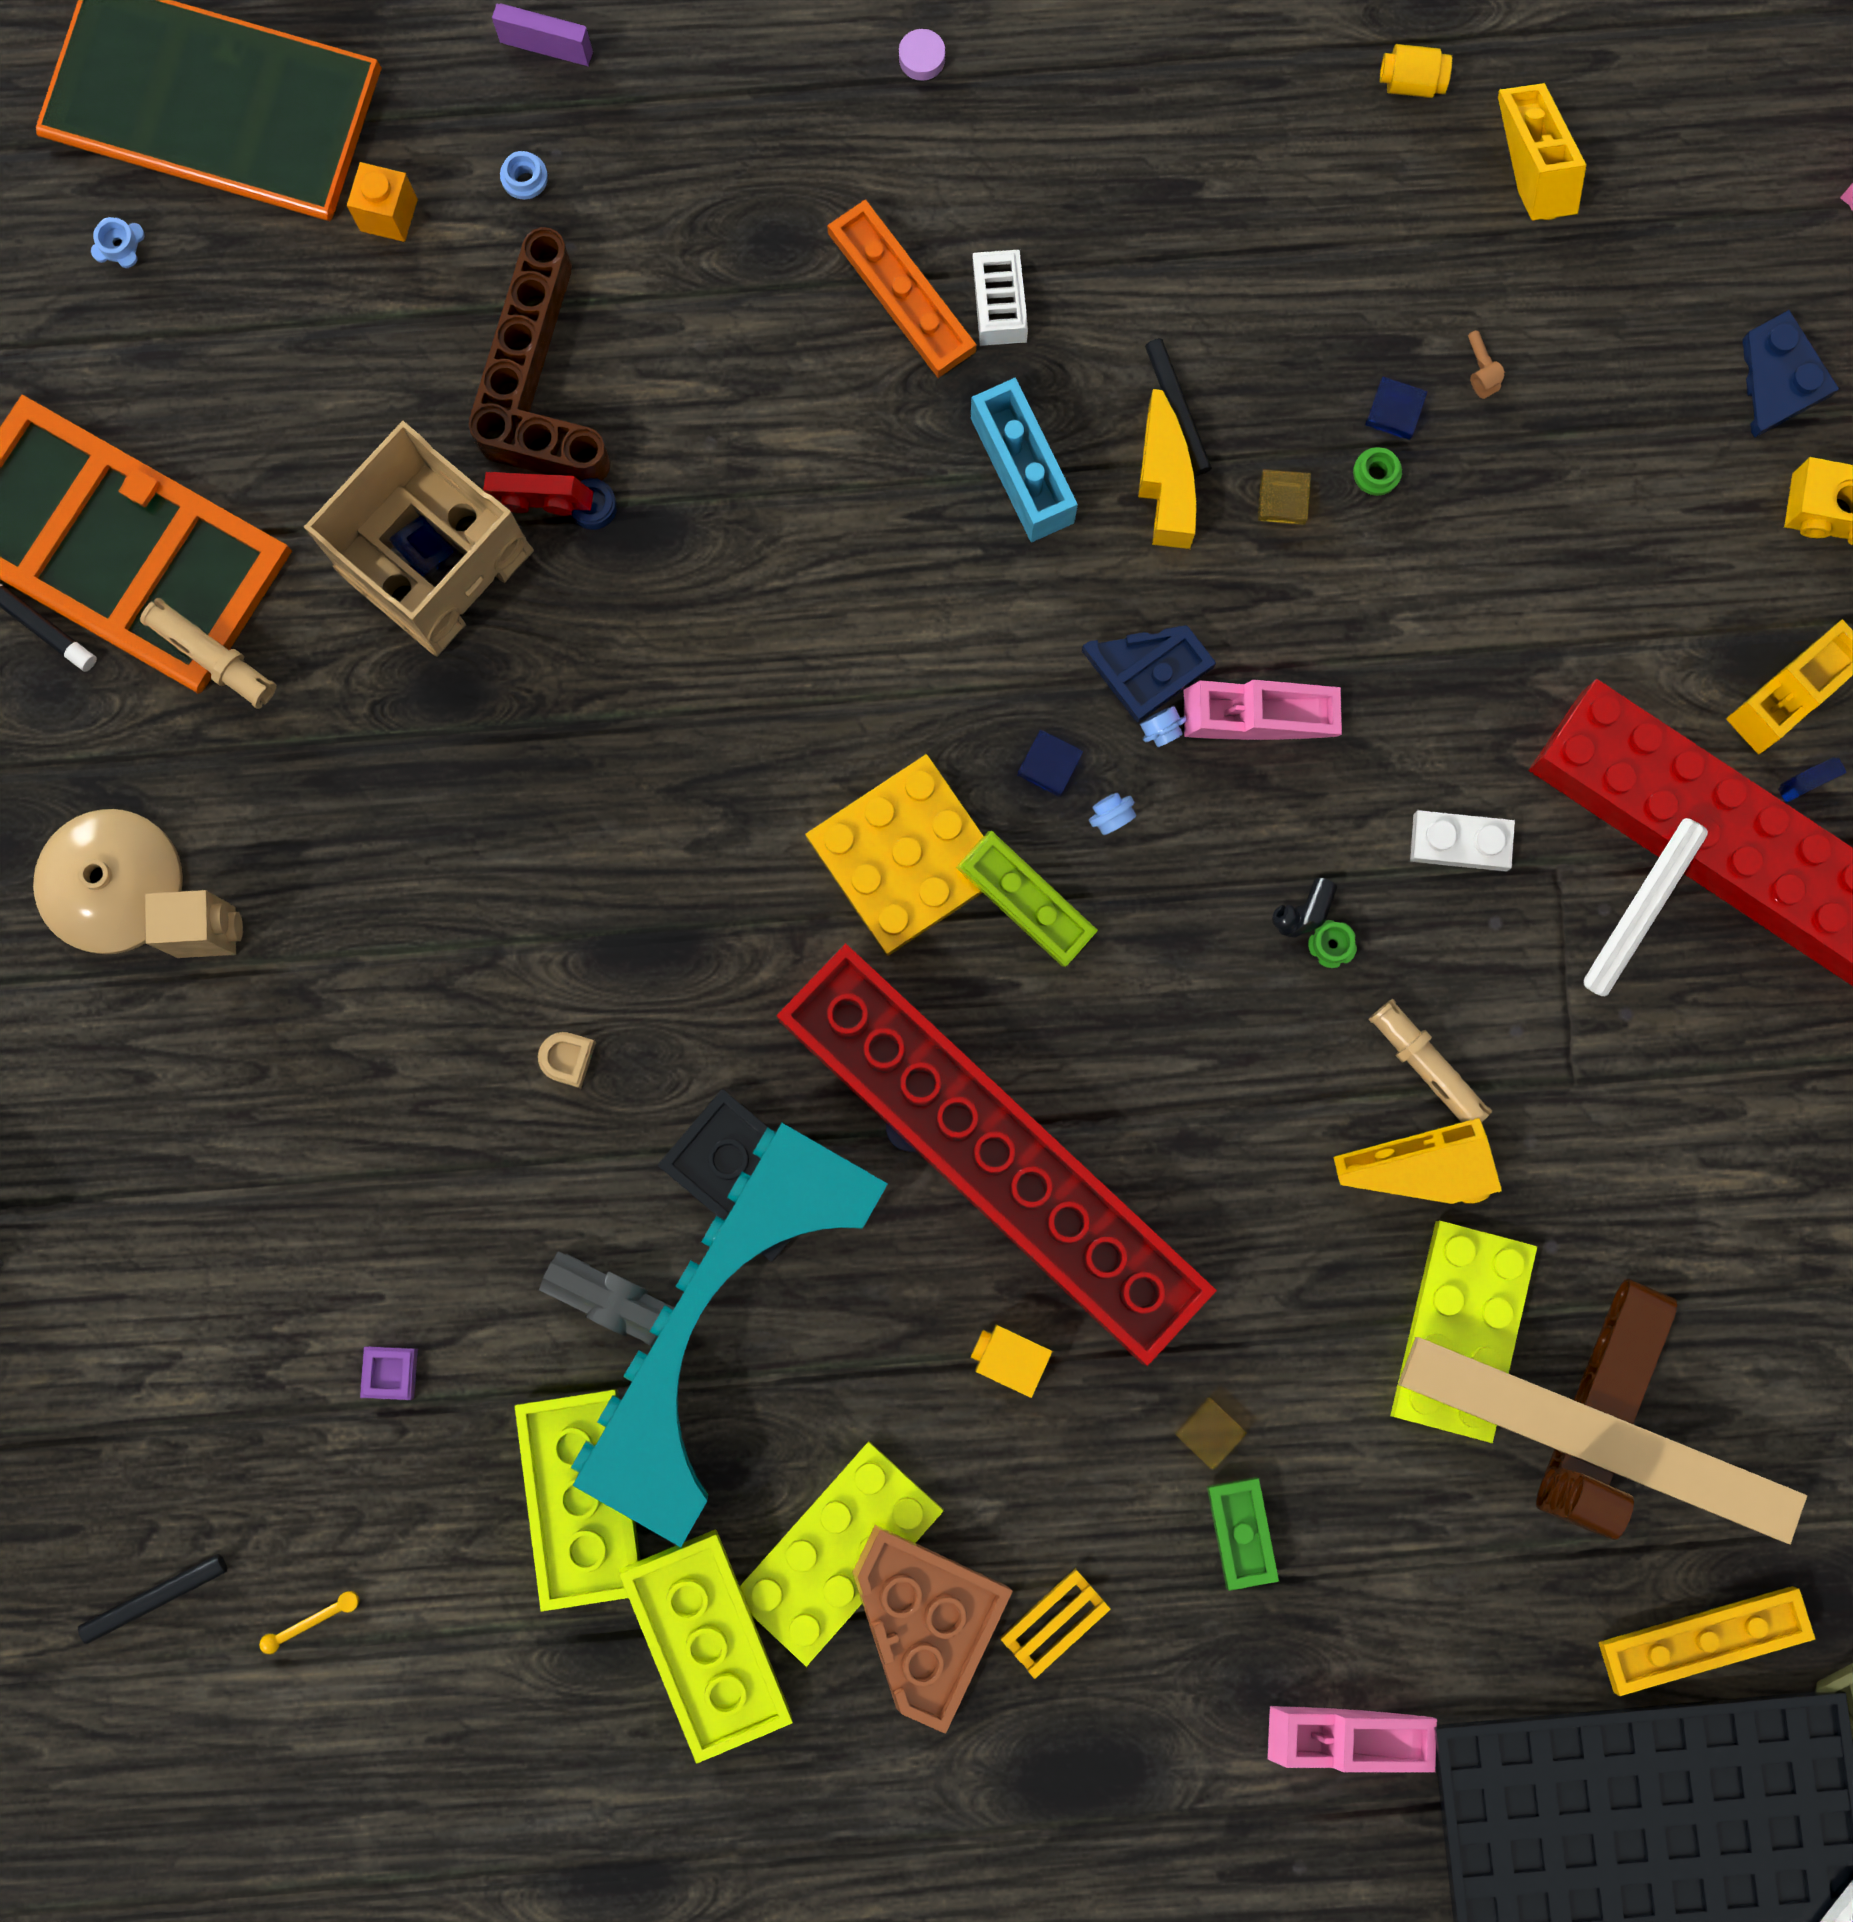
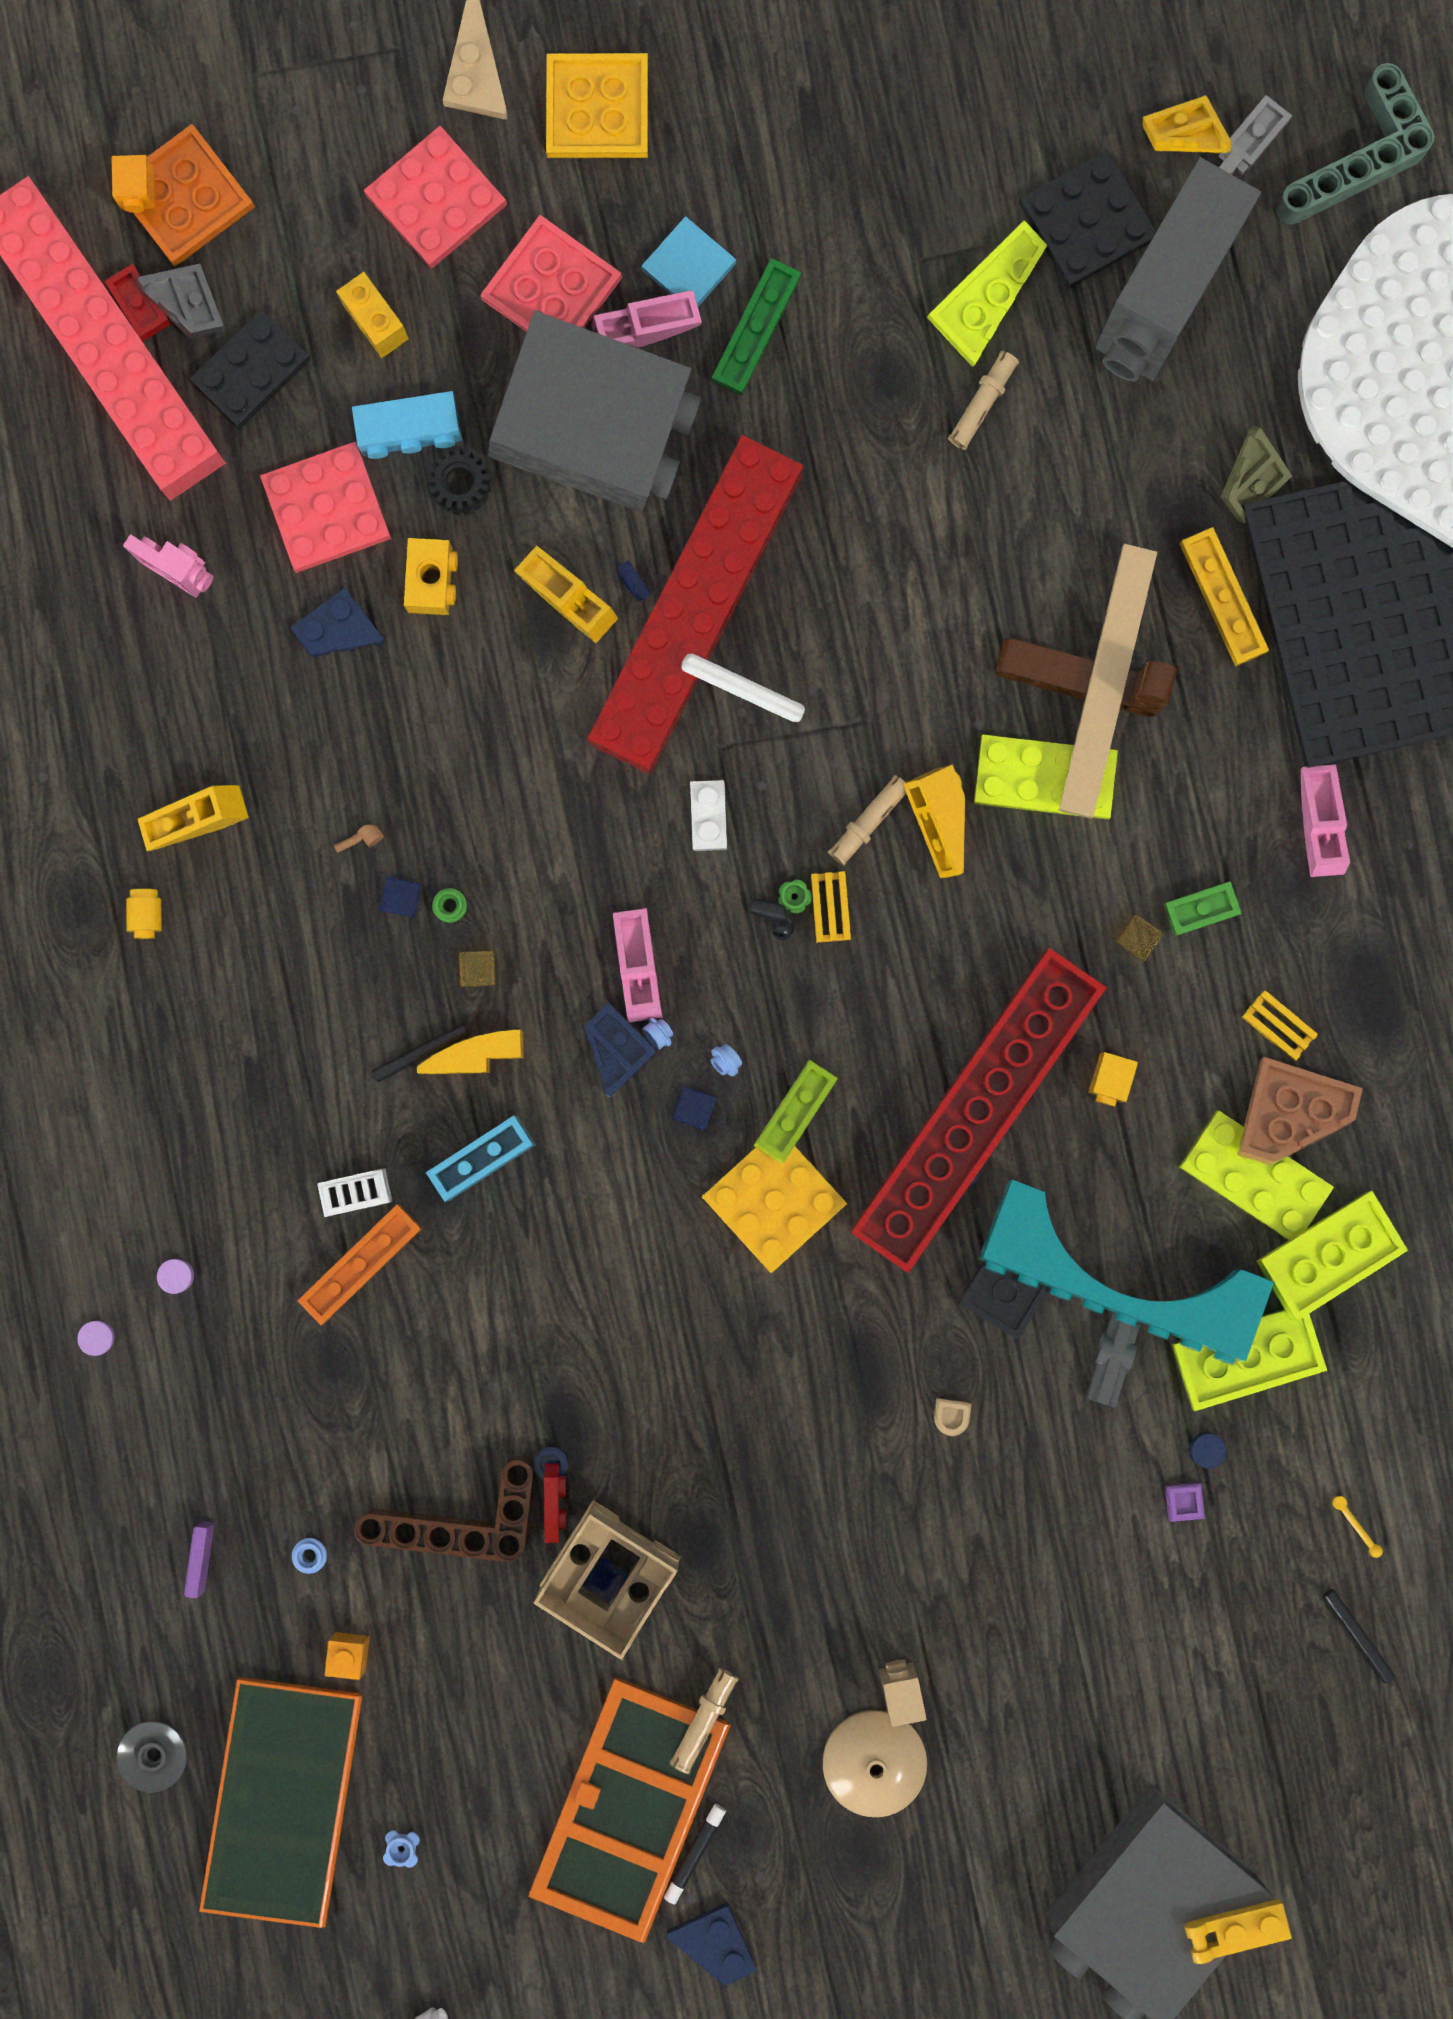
camera: 95 degrees left, 5 degrees up
(456, 1418) = (1207, 1450): none -> dark blue tile
(1352, 994) = (828, 877): none -> yellow tile

